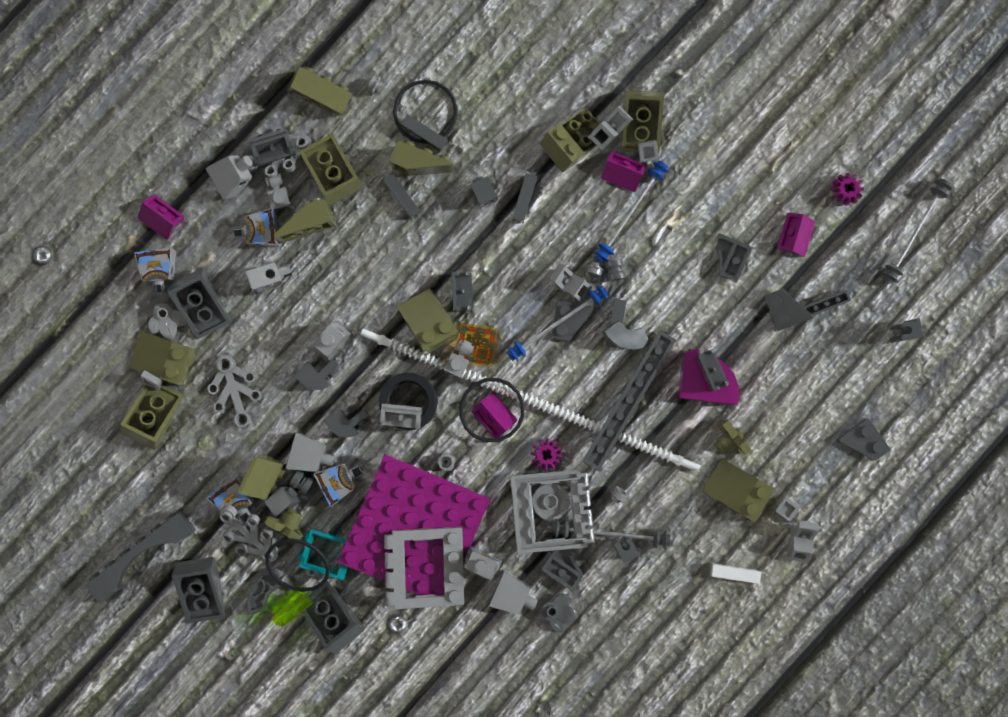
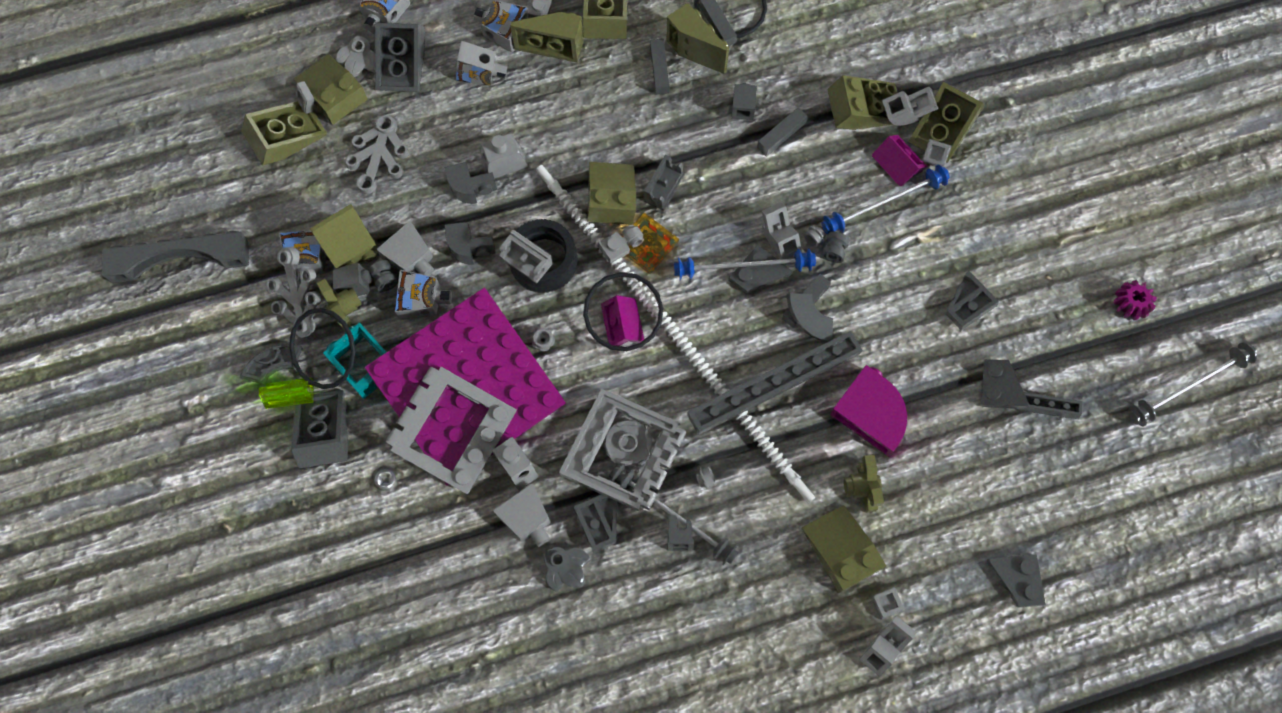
camera: 30 degrees right, 15 degrees down
(199, 589) = (209, 322): dark grey slope -> none
(540, 456) = (659, 382): magenta gear -> none
(711, 370) = (885, 396): dark grey hinge -> none
(735, 573) = (789, 641): white piece -> none
(796, 234) = (1054, 316): magenta panel -> none
(908, 330) = (1131, 483): dark grey hinge -> none

